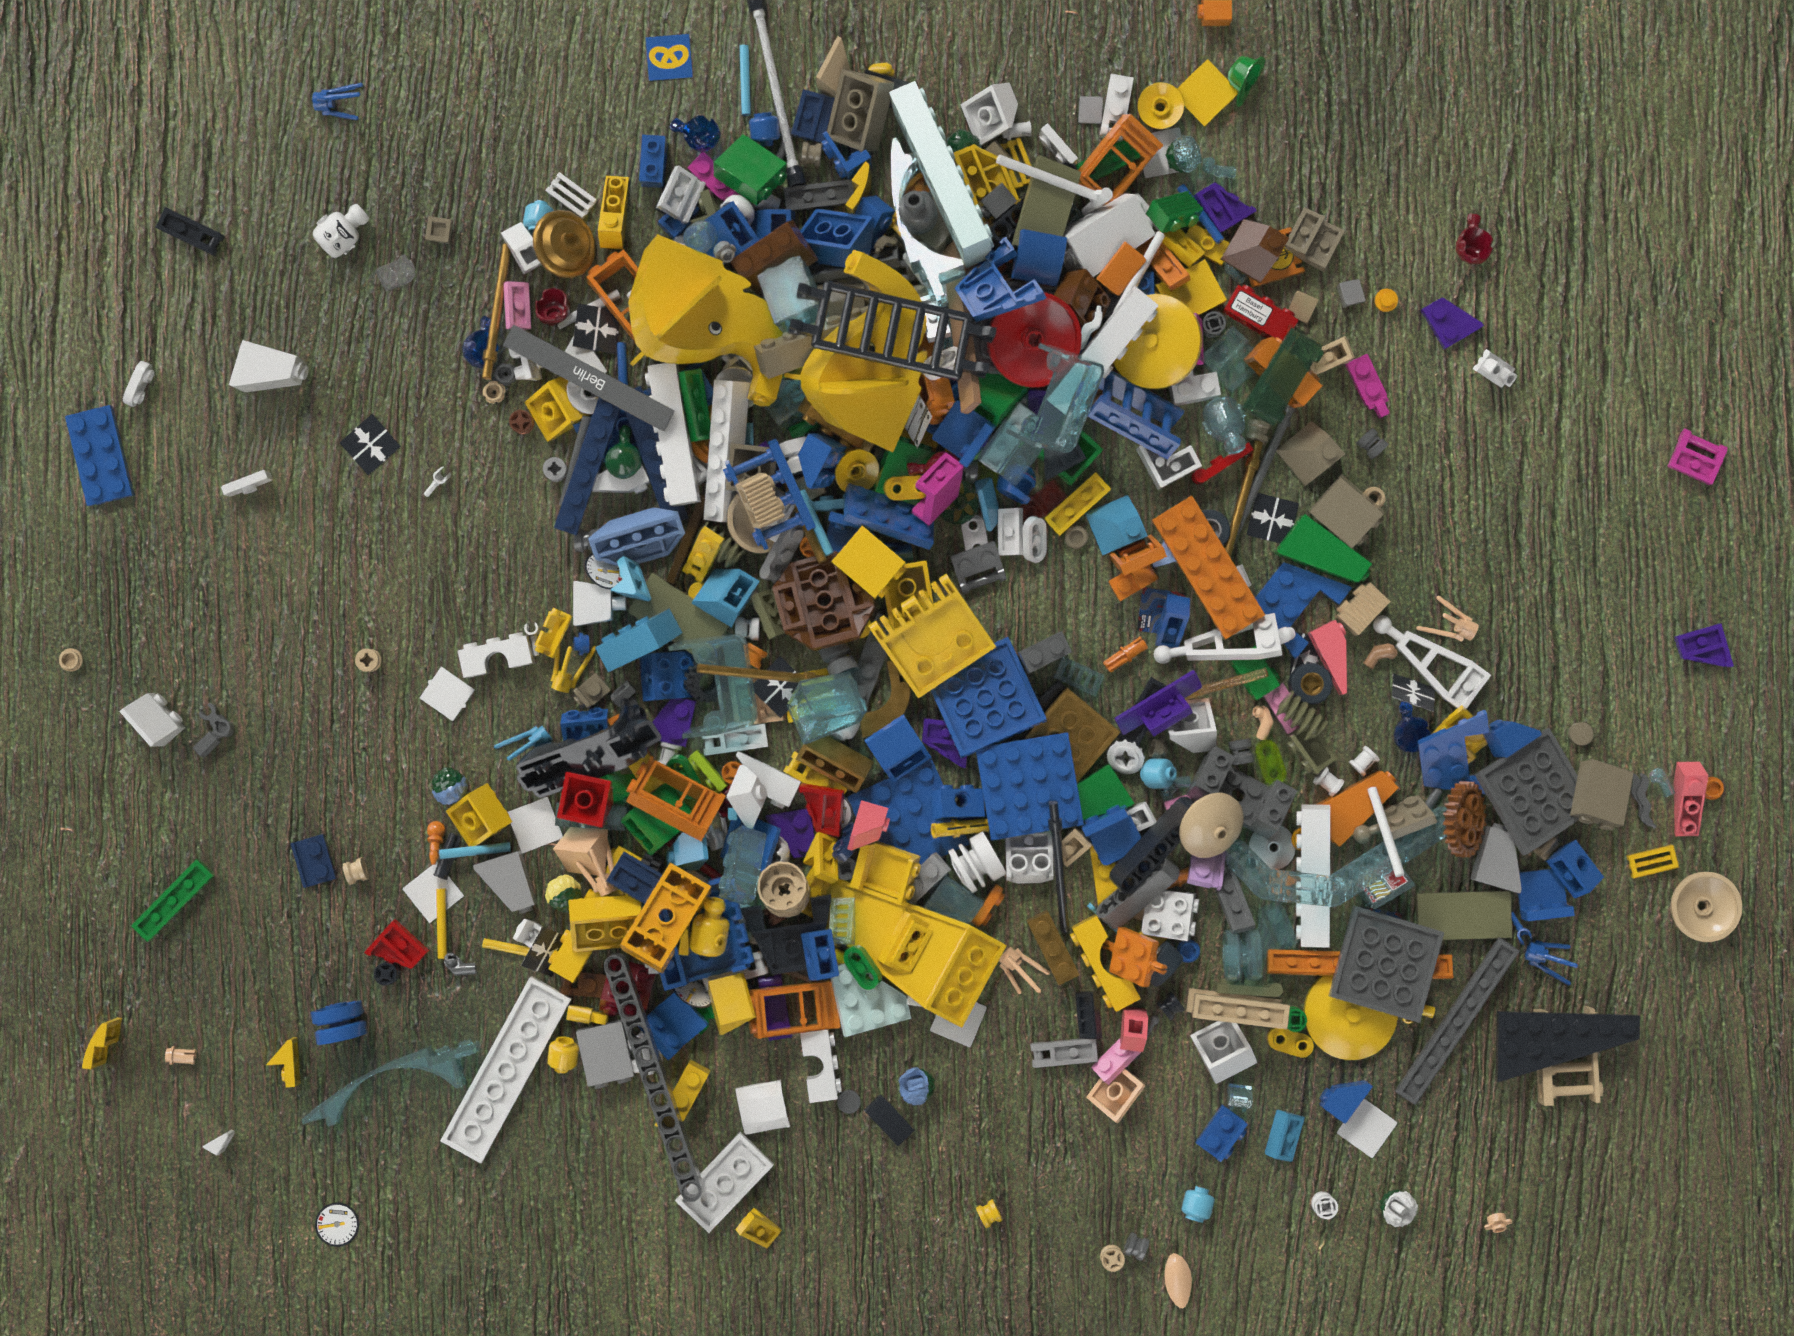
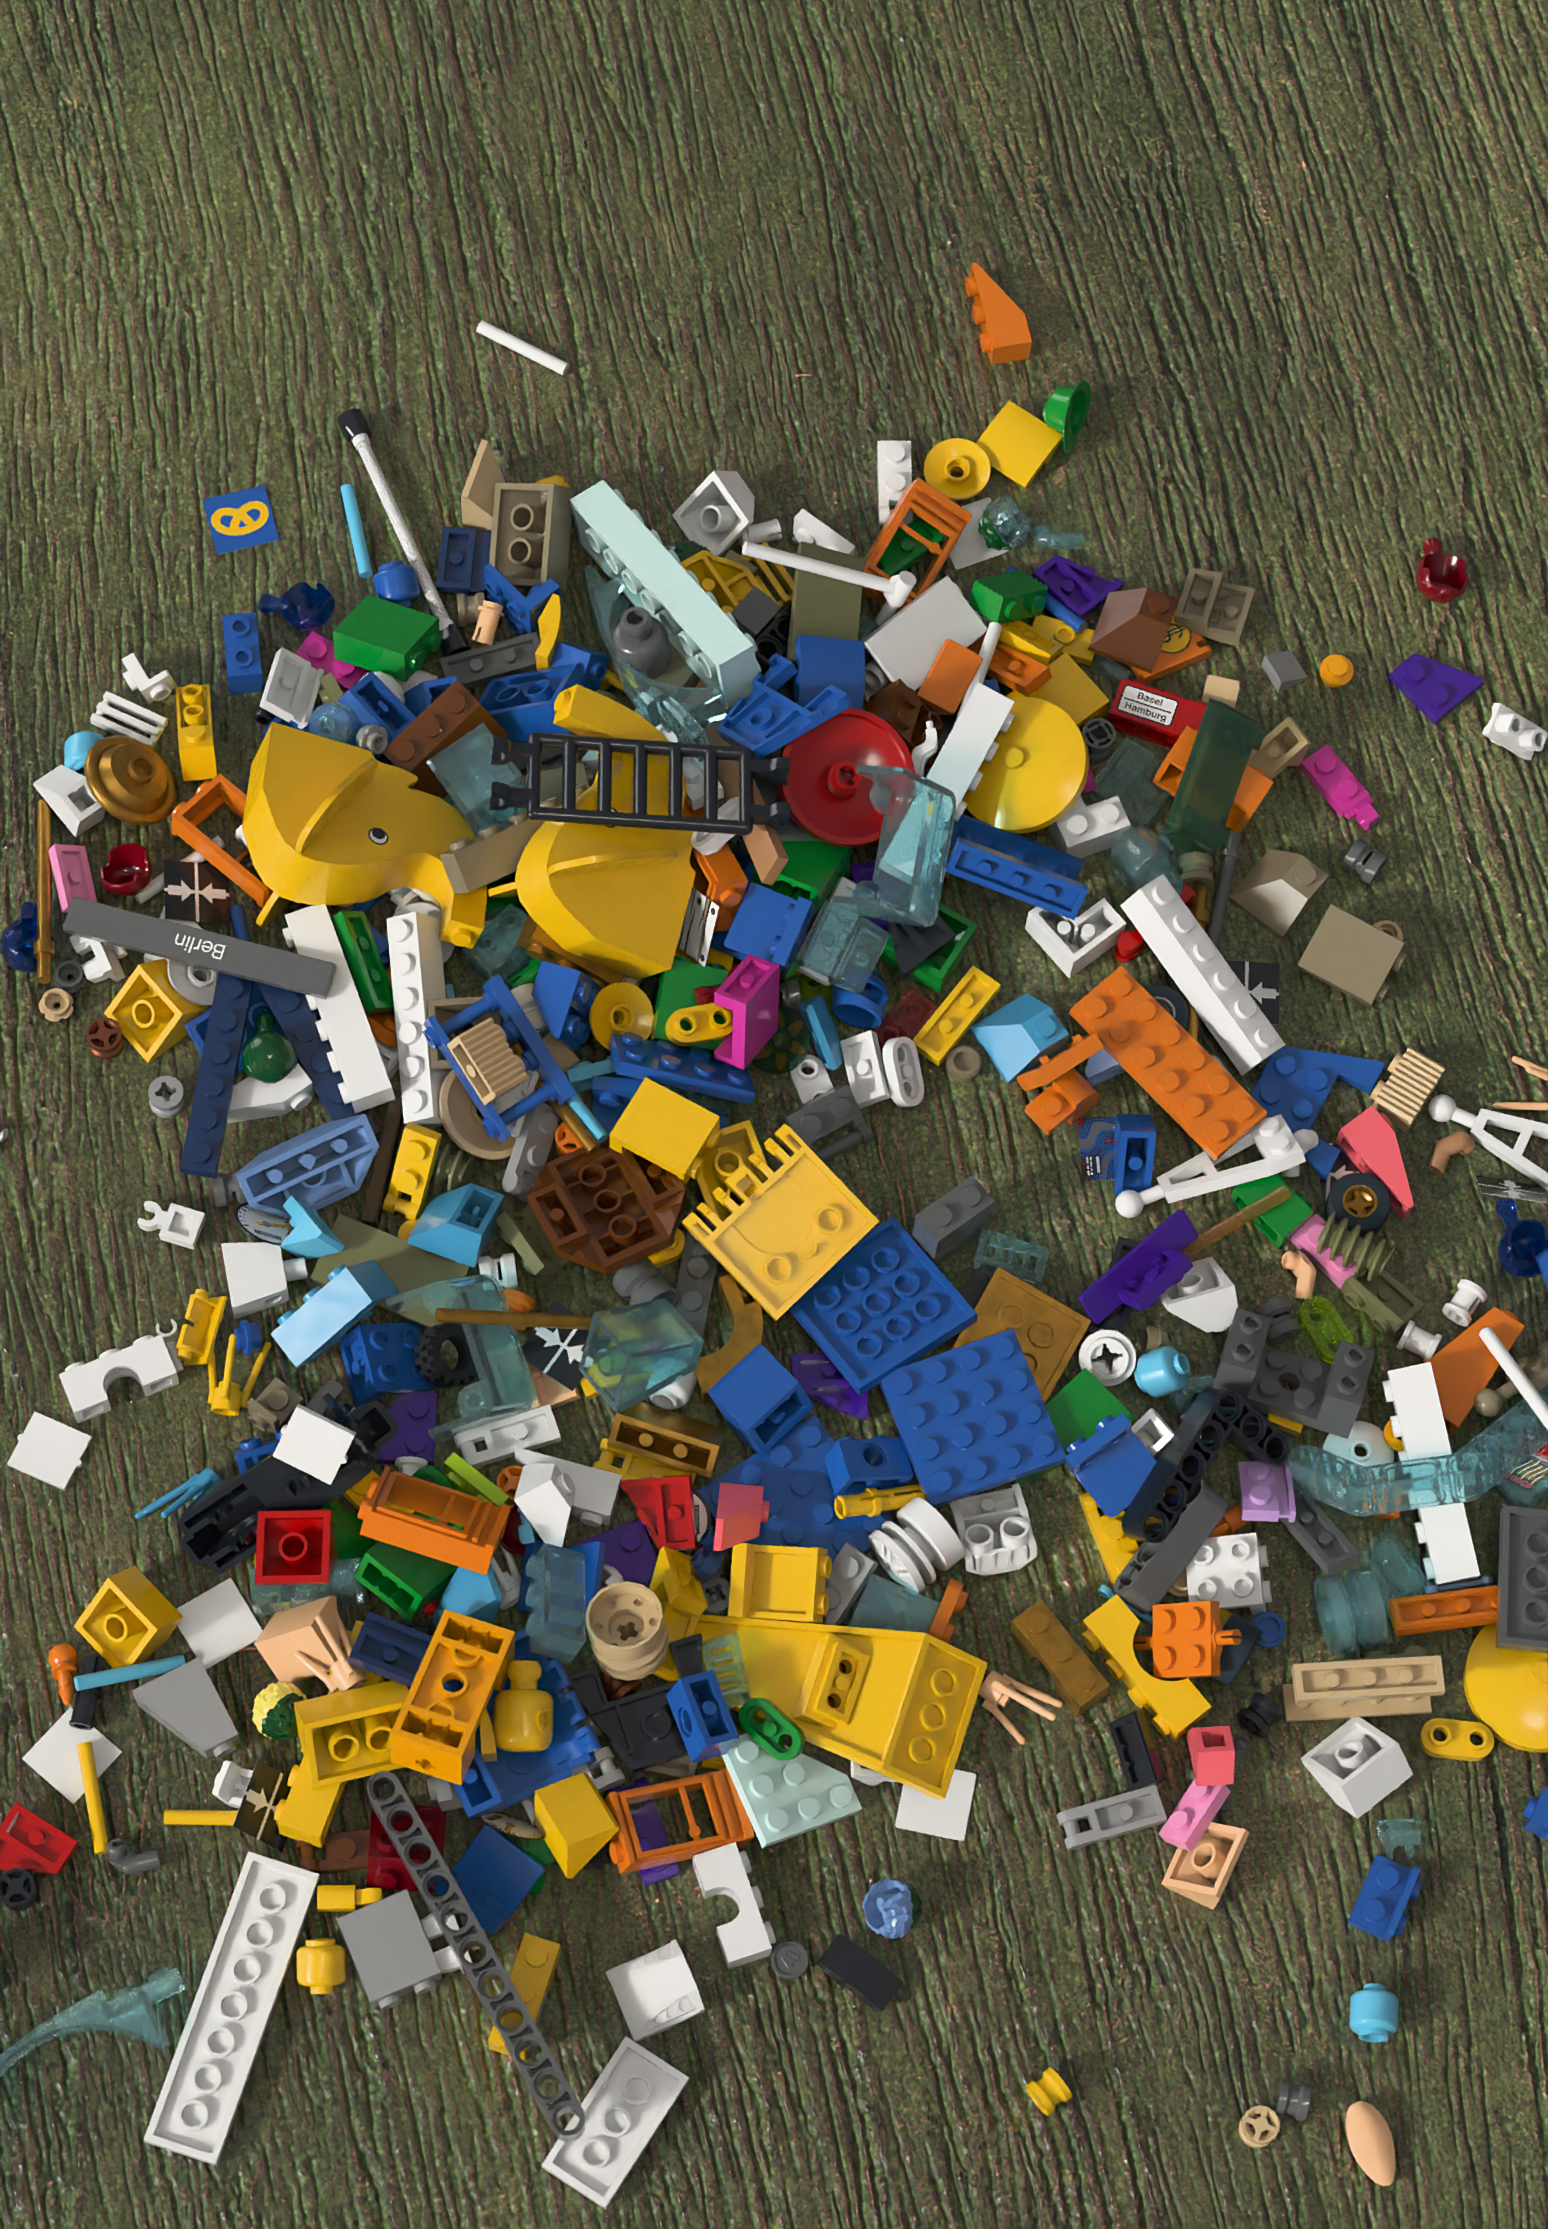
camera: 15 degrees left, 20 degrees down
(448, 786) = (74, 1580): piece -> none
(549, 558) = (177, 1225): none -> white plate
(578, 444) = (200, 1031): dark grey bar -> none
(582, 168) = (152, 689): none -> white bracket
(605, 743) = (314, 1444): none -> white piece
(758, 1228) = (684, 2185): yellow slope -> none
(819, 169) = (487, 622): none -> light nougat pin
(1055, 827) = (1024, 1459): black bar -> none
(1074, 845) = (1055, 1500): tan slope -> none
(1090, 110) = (858, 491): light grey slope -> none
(1125, 654) = (1074, 1212): orange axle -> none
(1211, 825) = (1245, 1420): tan dish -> none
(1244, 510) = (1202, 974): none -> white brick
(1284, 1135) = (1482, 1885): dark azure slope -> none
(1297, 1017) = (1448, 1705): green wheel -> none
(1319, 549) = (1332, 1020): green slope -> none
(1333, 945) = (1486, 1580): none -> sand blue hinge

